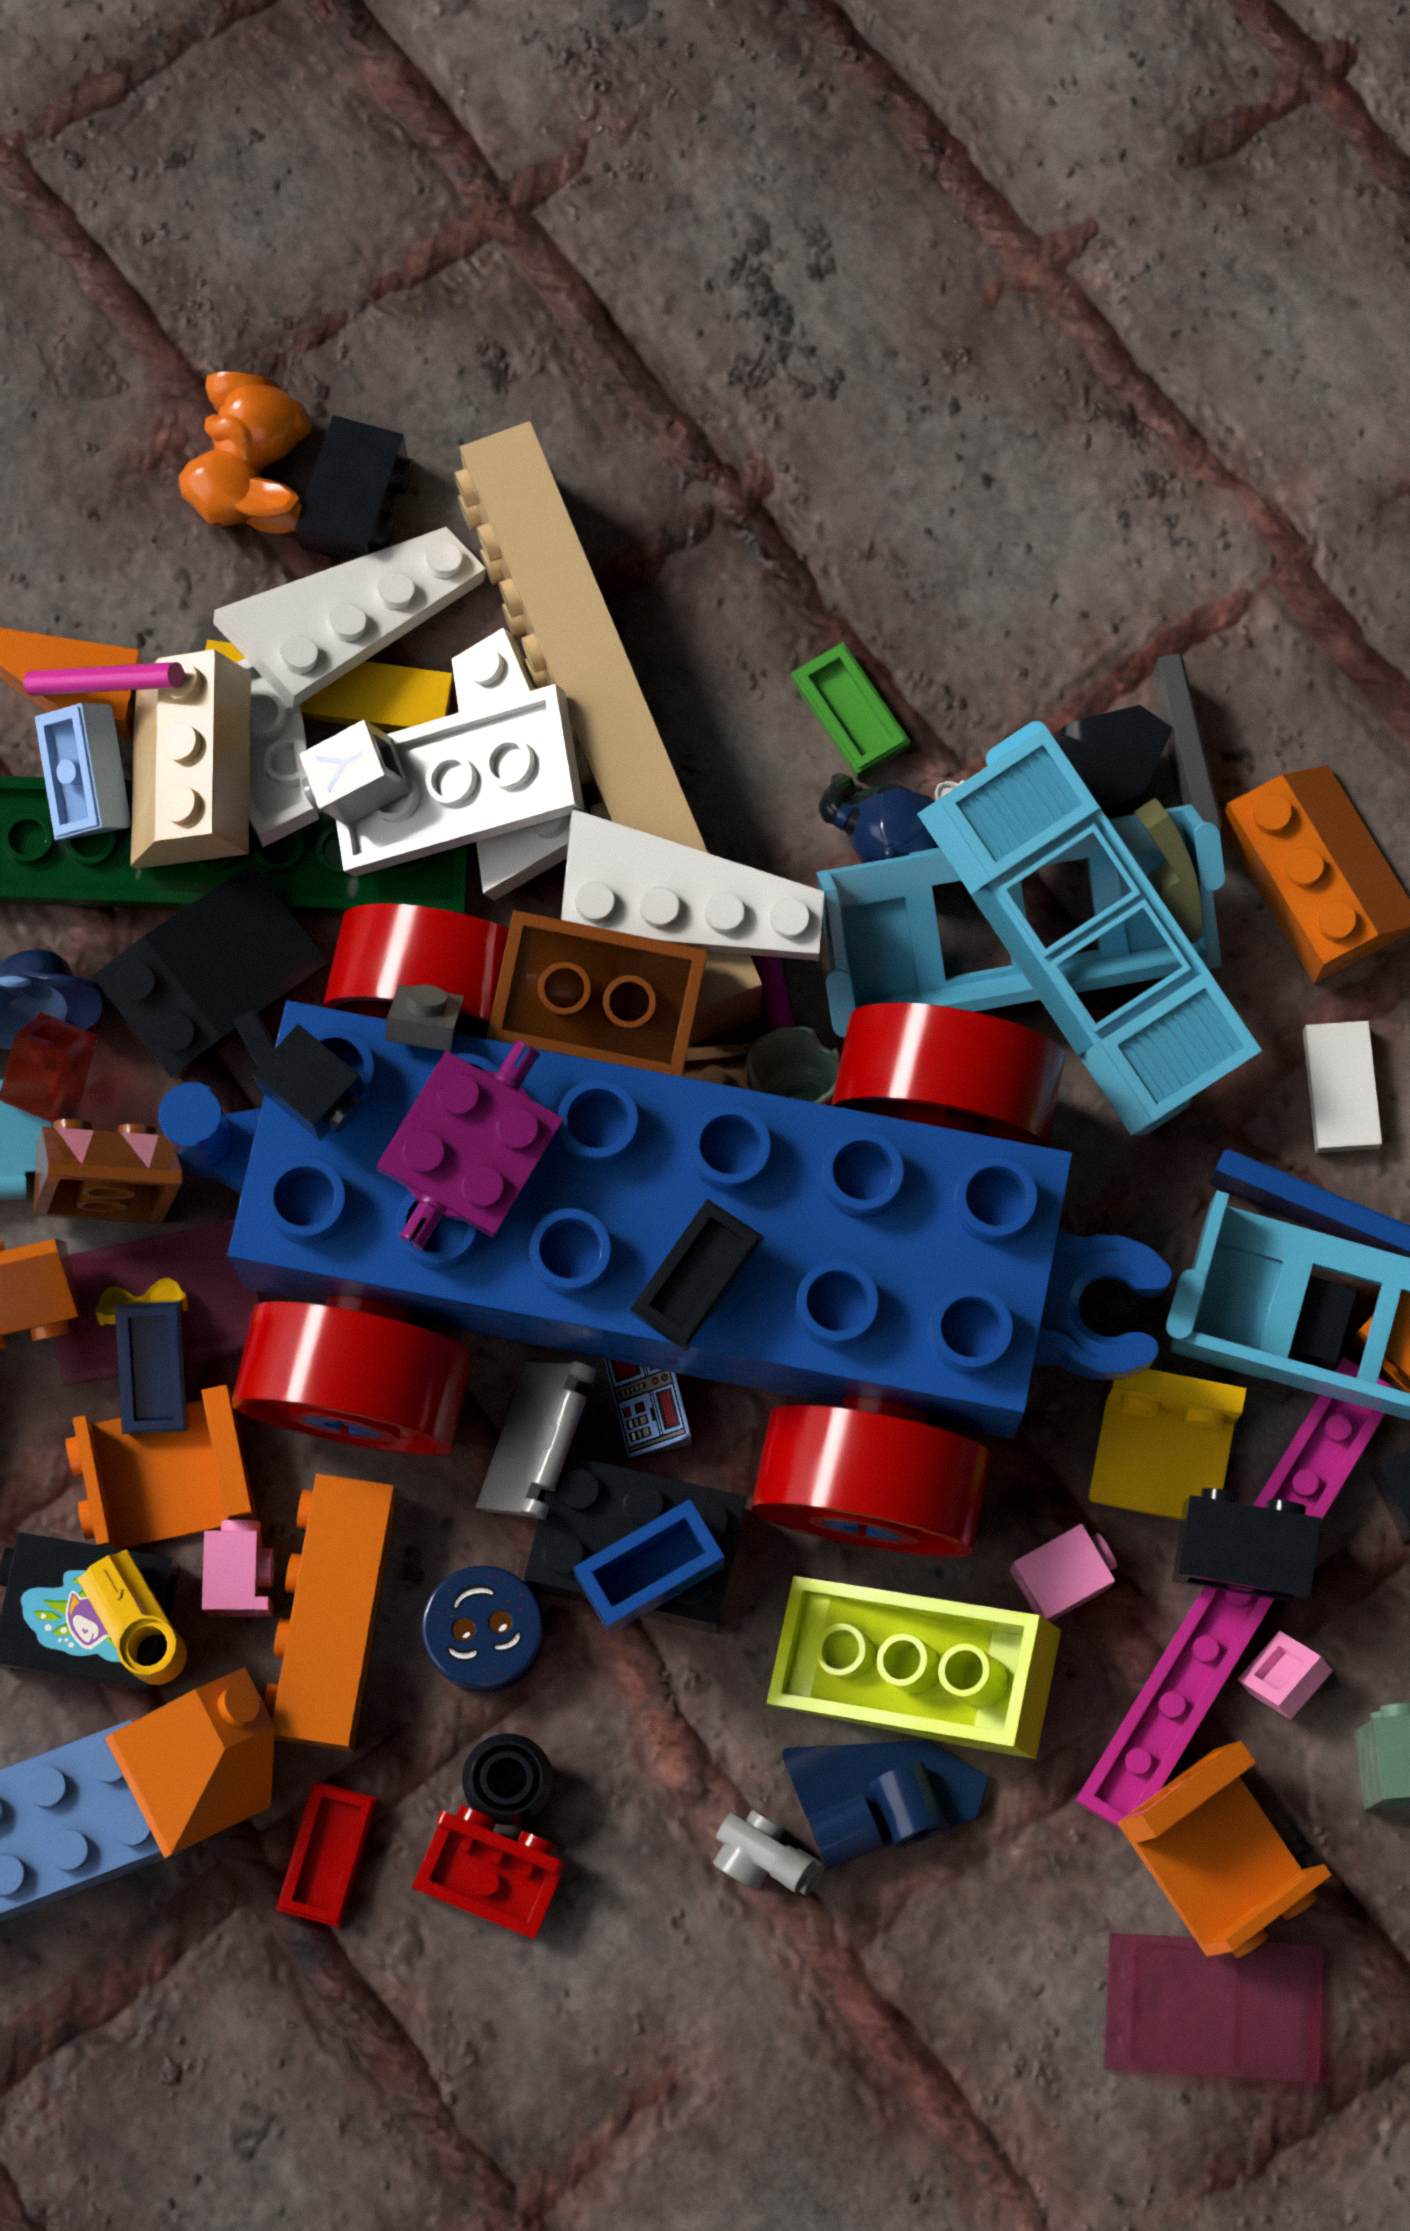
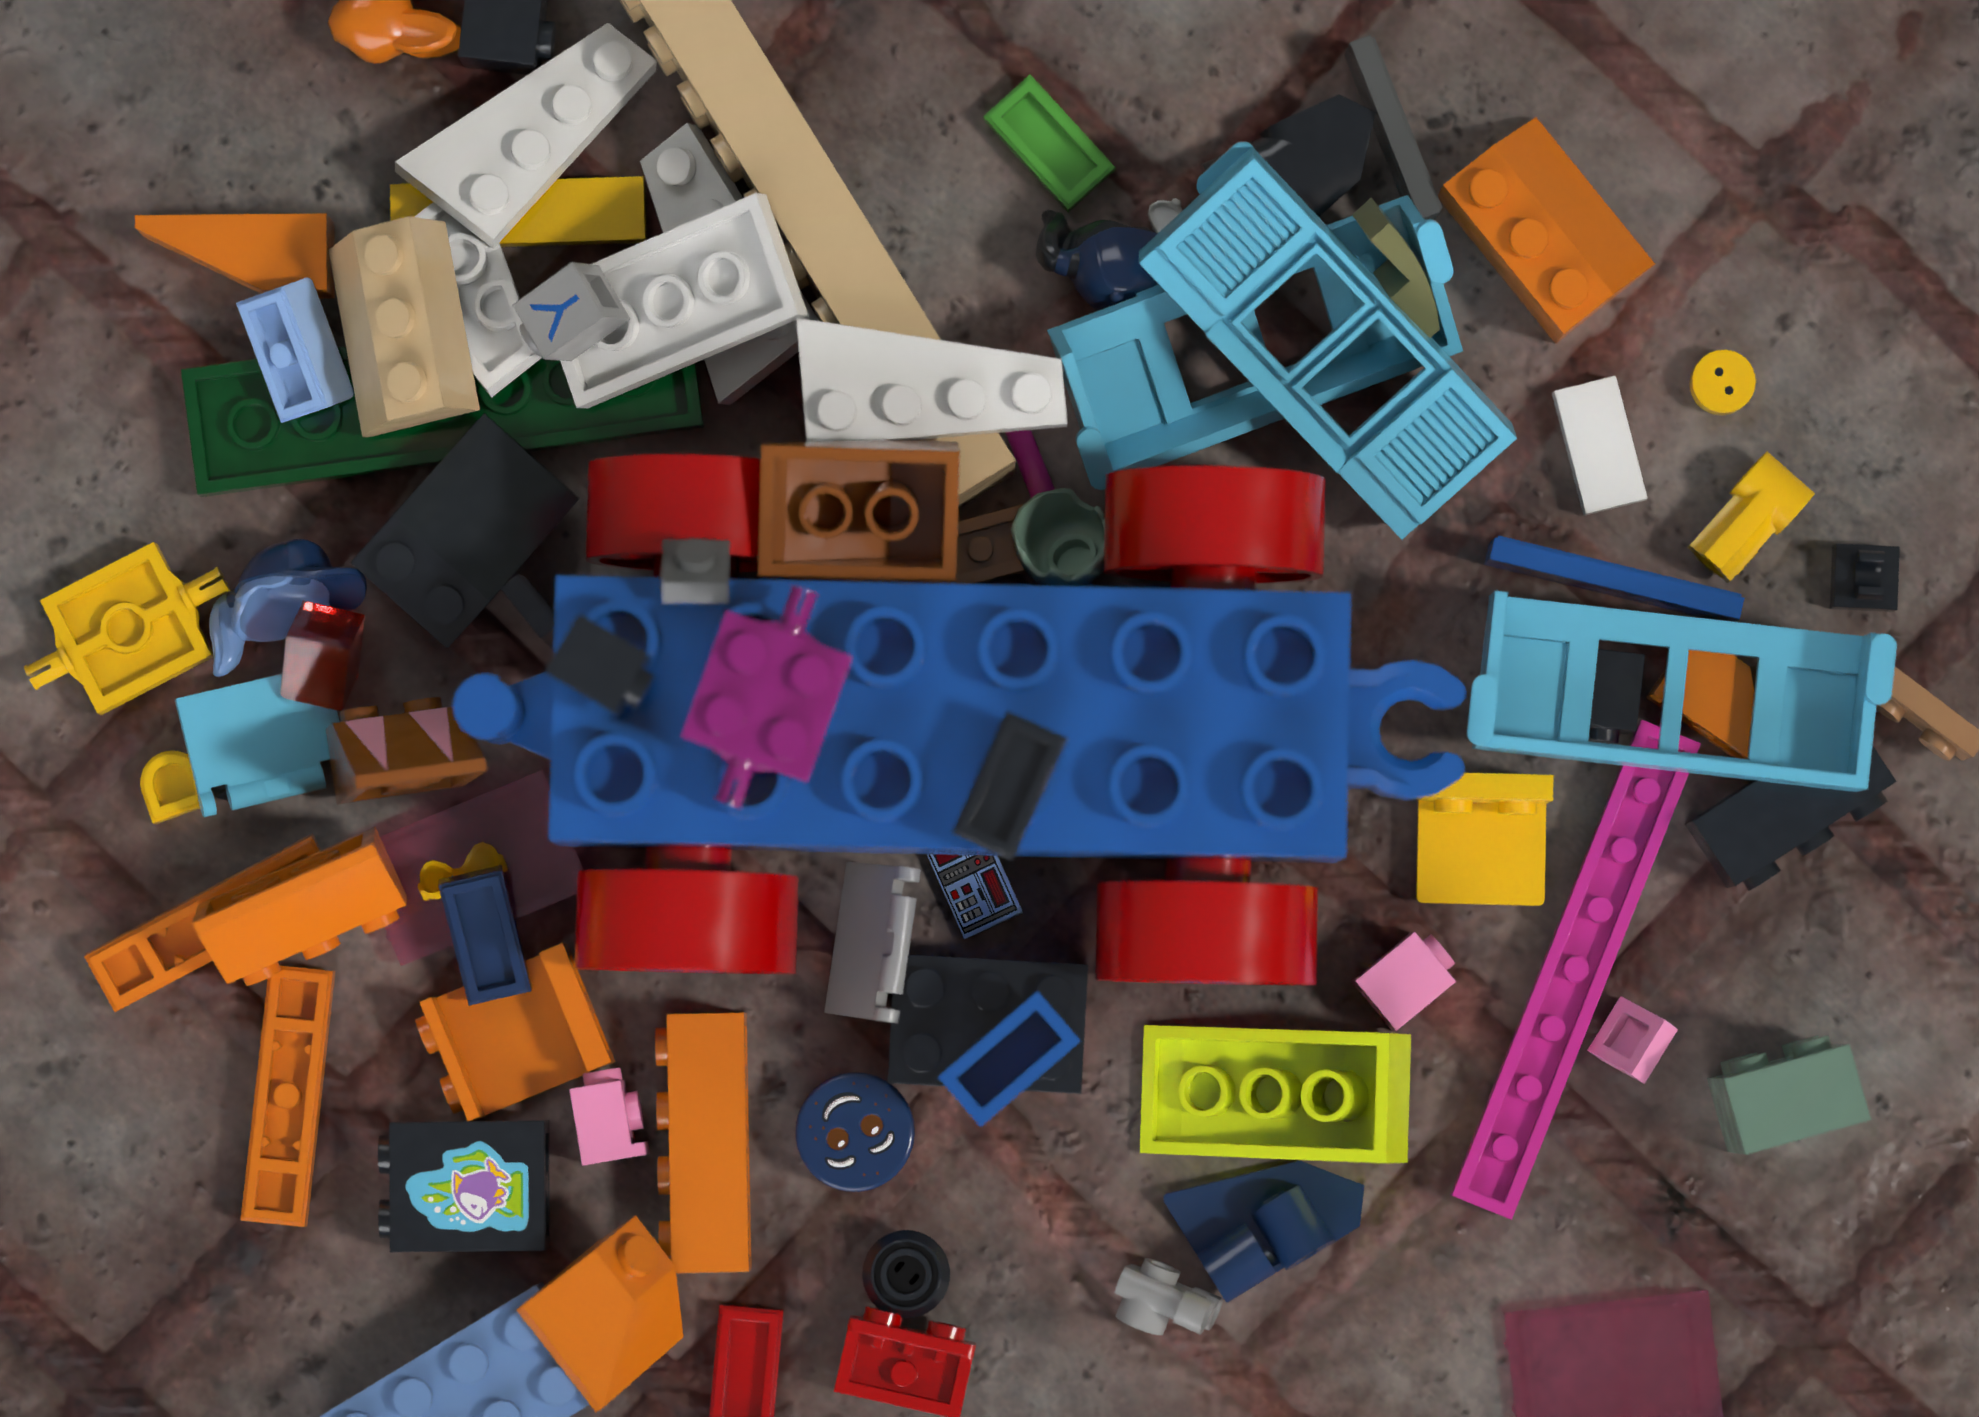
camera: 10 degrees left, 10 degrees up
(104, 678) = (302, 260): dark pink bar -> none
(131, 1615) = (516, 1185): yellow piece -> none
(1220, 1855) = (1598, 1224): orange panel -> none
(1247, 1546) = (1577, 927): black brick -> none

